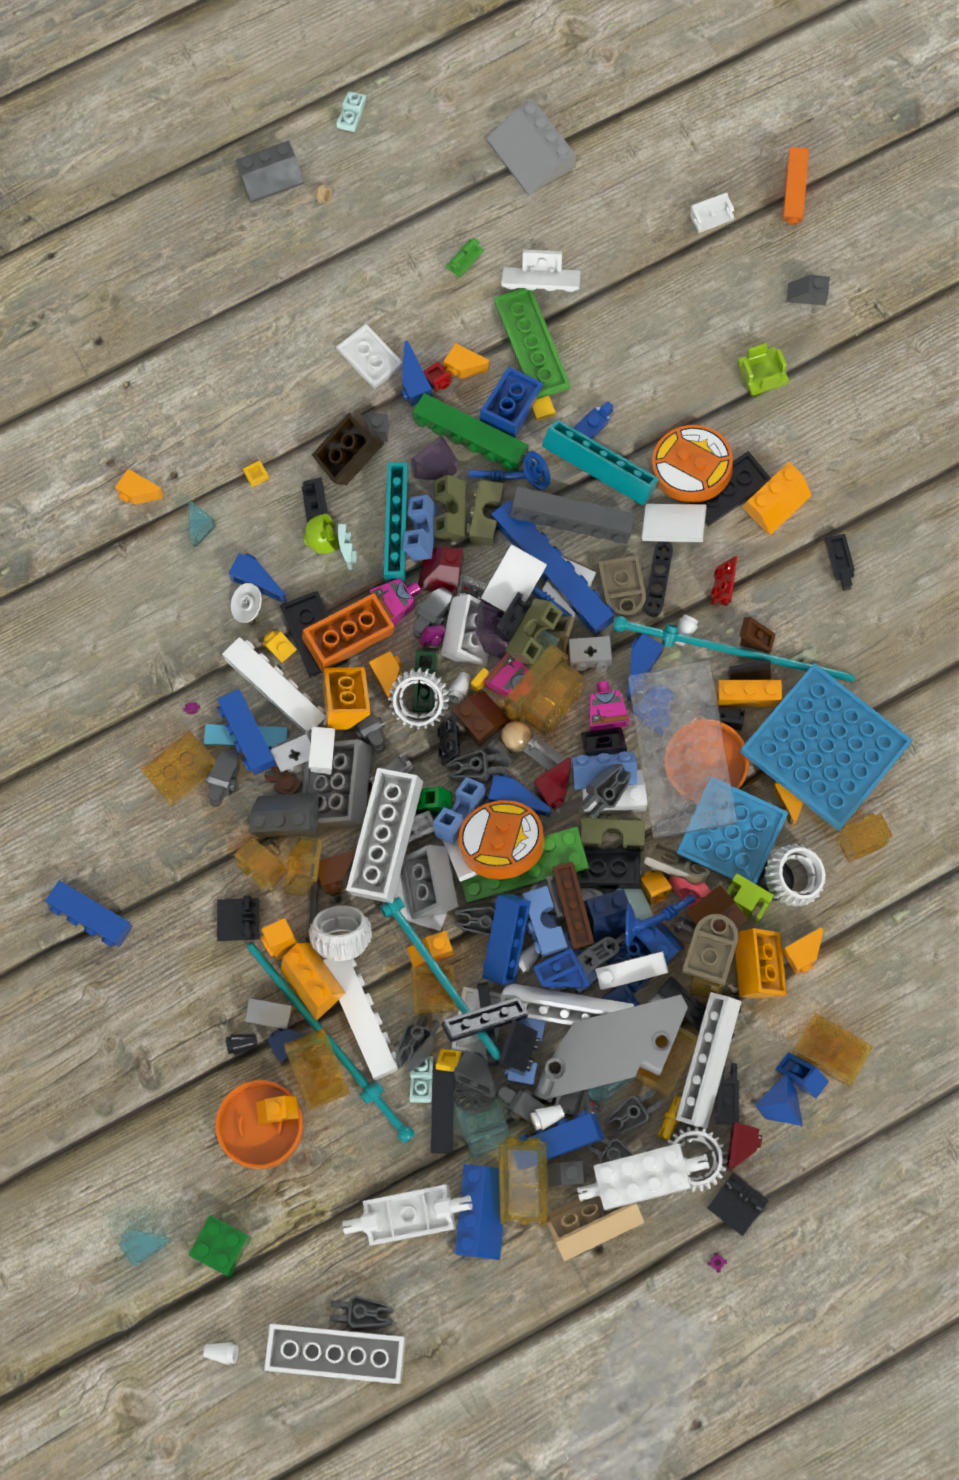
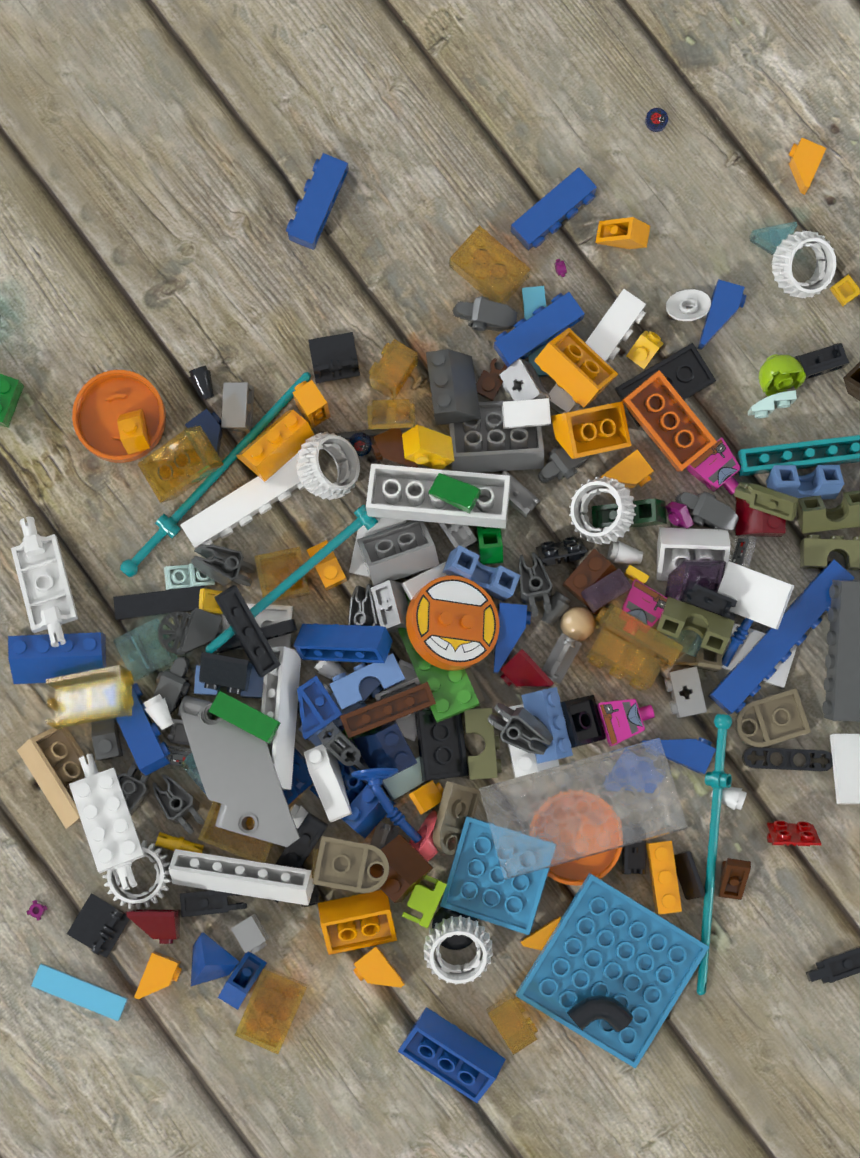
camera: 75 degrees right, 10 degrees up
(72, 608) = (656, 119): none -> tile
(137, 706) = (553, 209): none -> blue brick
(170, 649) = (623, 233): none -> light orange slope
(232, 485) = (824, 268): none -> white gear
(287, 702) = (575, 367): none -> light orange slope
(322, 902) = (361, 443): none -> tile
(339, 838) = (428, 447): none -> yellow brick
(385, 816) = (455, 492): none -> green slope
(432, 558) = (768, 500): none -> olive hinge
(477, 893) = (390, 605): none -> light grey hinge
(491, 704) = (606, 590): none -> clear purple plate
(562, 1035) = (244, 717): none -> green tile
(761, 1059) = (251, 934): none -> light grey brick
(790, 1152) = (158, 974): none -> light orange slope
(798, 1230) = (79, 992): none -> medium azure tile
(859, 758) = (601, 1008): none -> black cylinder
(887, 896) = (452, 1055): none -> blue slope

